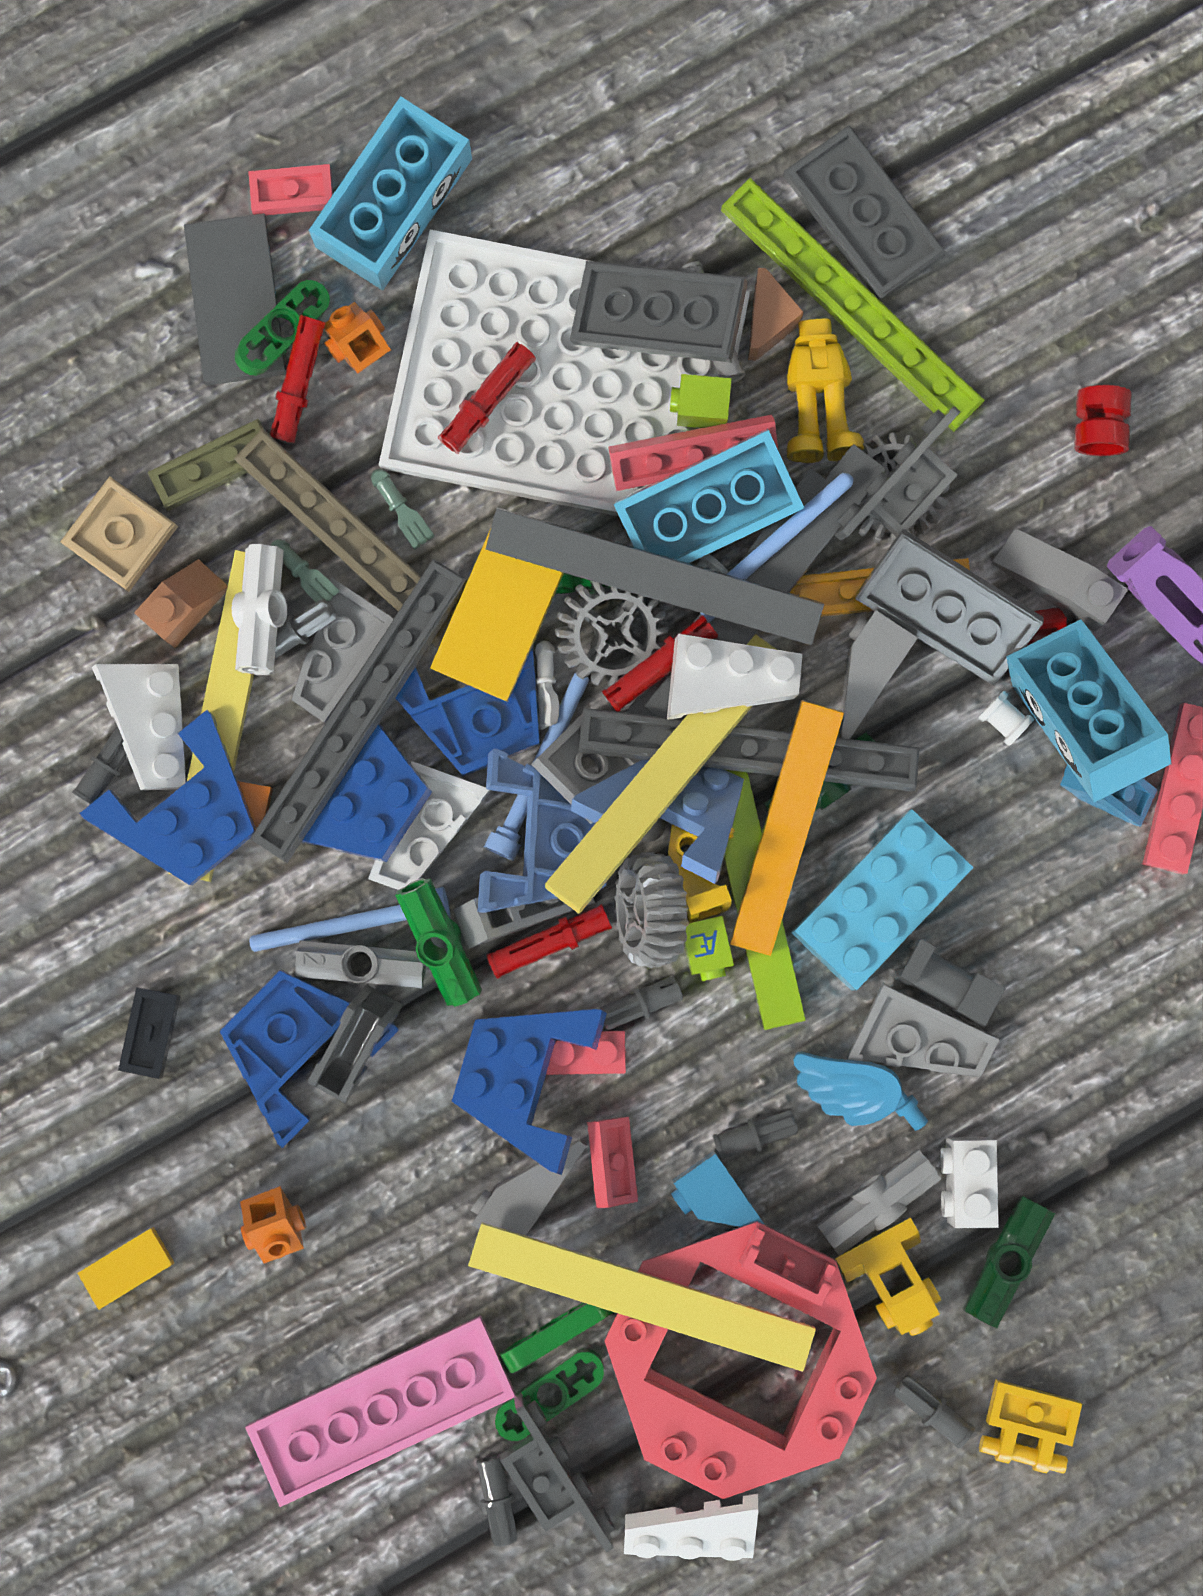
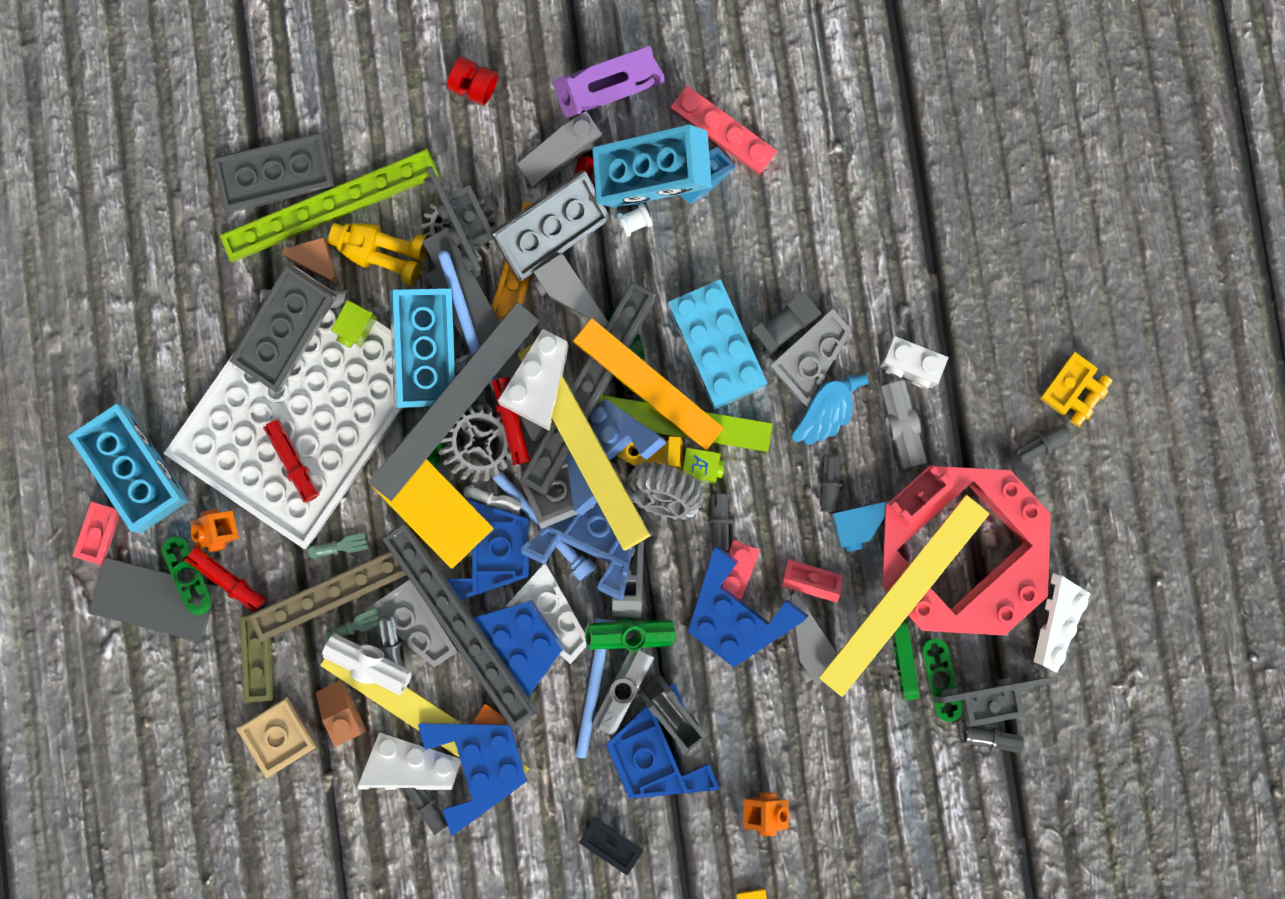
camera: 70 degrees left, 0 degrees up
(380, 1411) = (909, 791): bright pink plate -> none
(547, 942) = (657, 564): red pin -> none
(655, 458) = (377, 368): coral plate -> none
(909, 1309) = (976, 430): yellow tile -> none
(996, 1288) = (984, 375): dark green piece -> none

